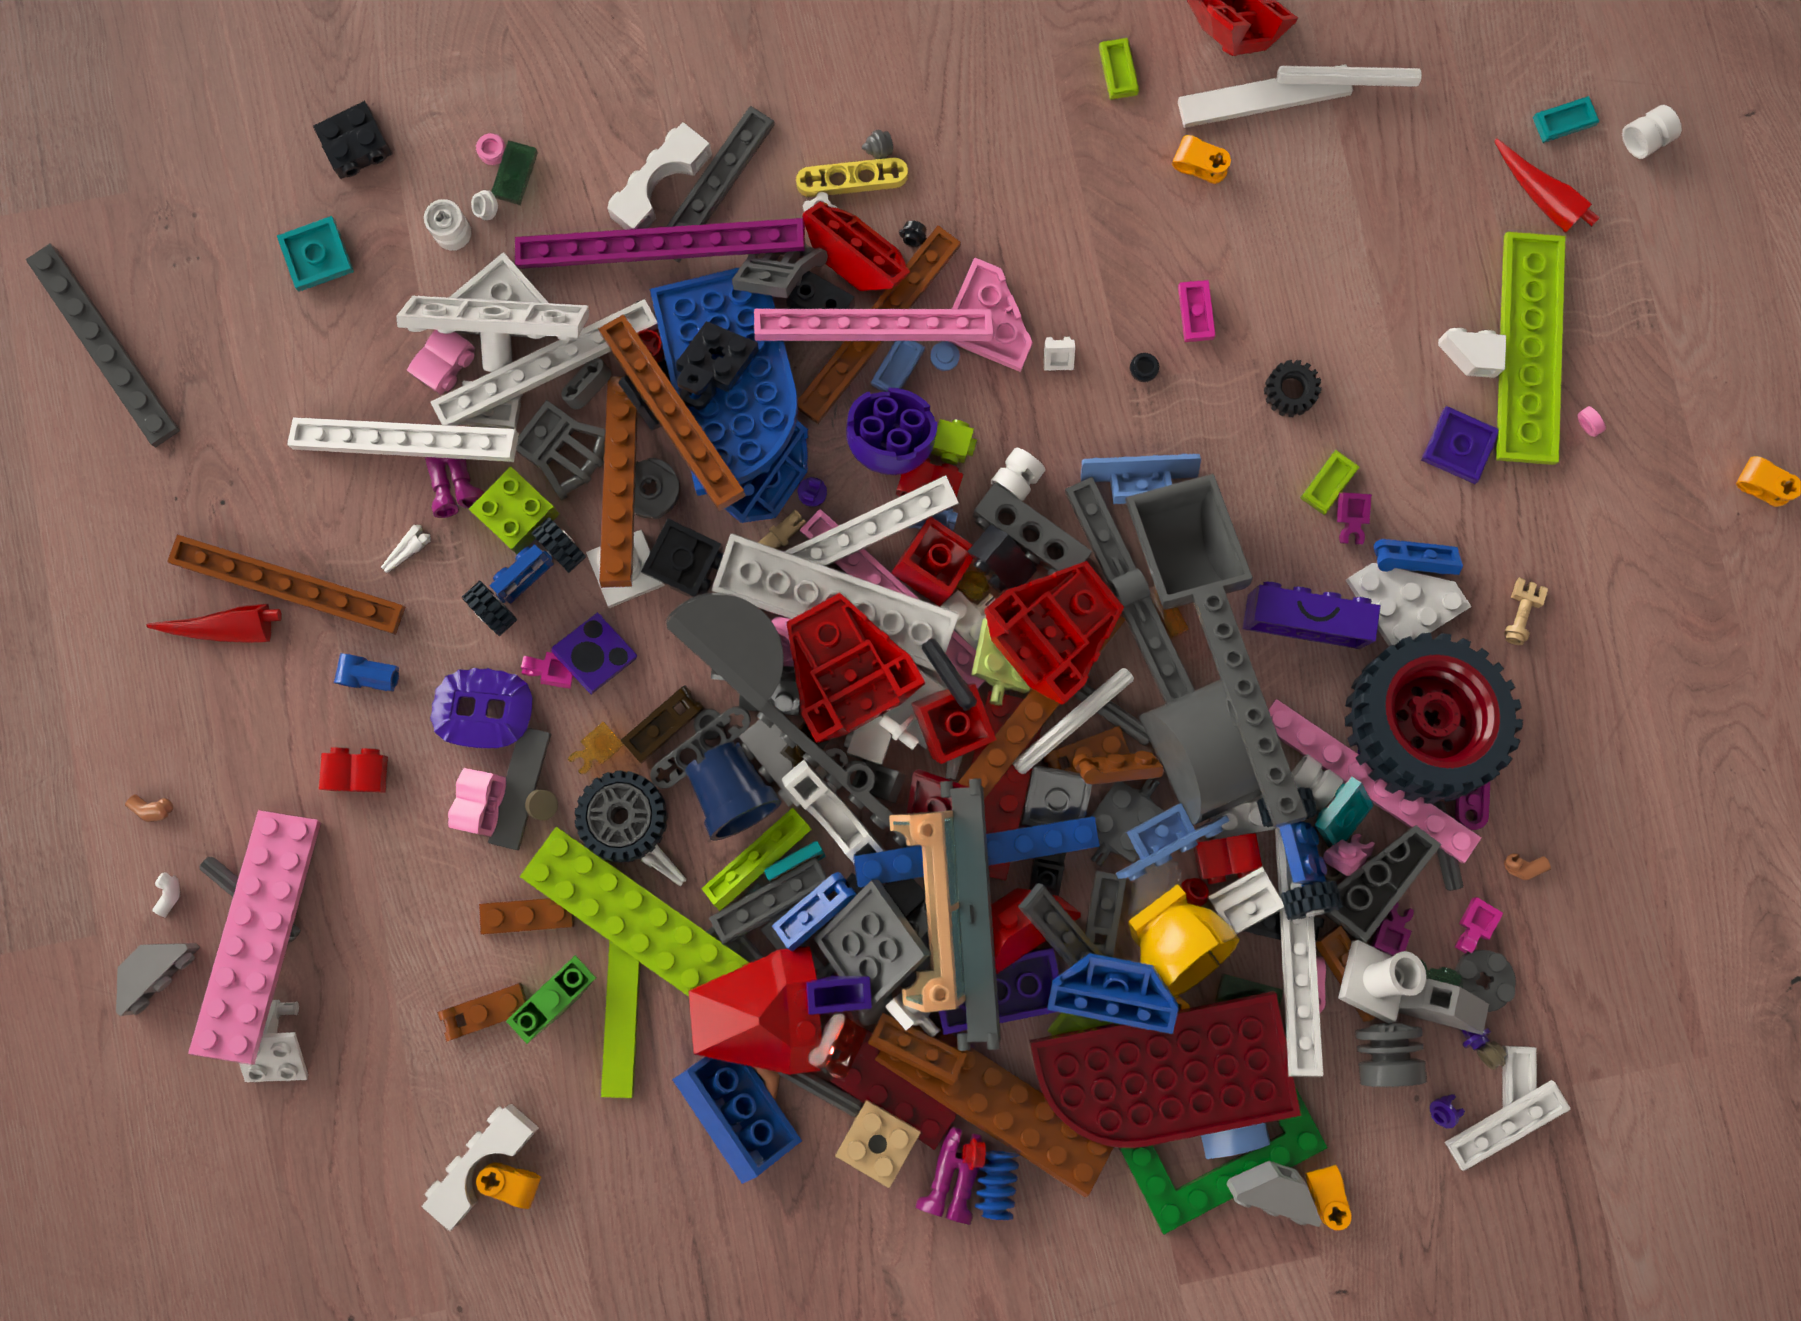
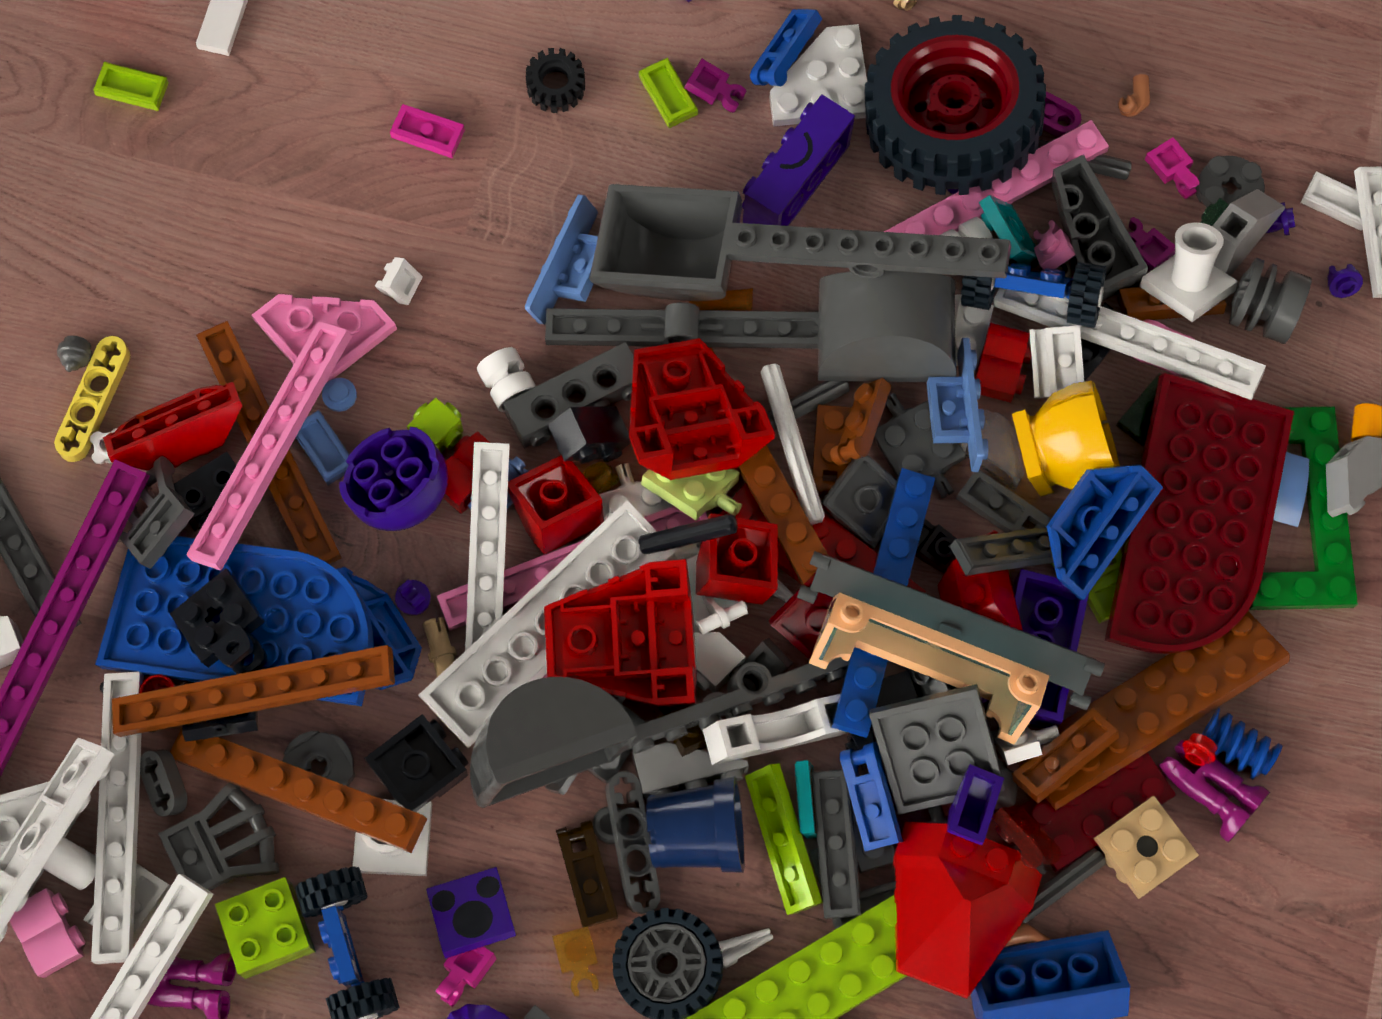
camera: 65 degrees left, 10 degrees down
(913, 233) = (190, 363): black plate -> none
(1144, 367) = (458, 207): black plate -> none
(1195, 891) = (1020, 404): red plate -> none
(1198, 158) = (273, 53): light orange piece -> none
(1492, 1054) = (1306, 213): dark tan plate -> none

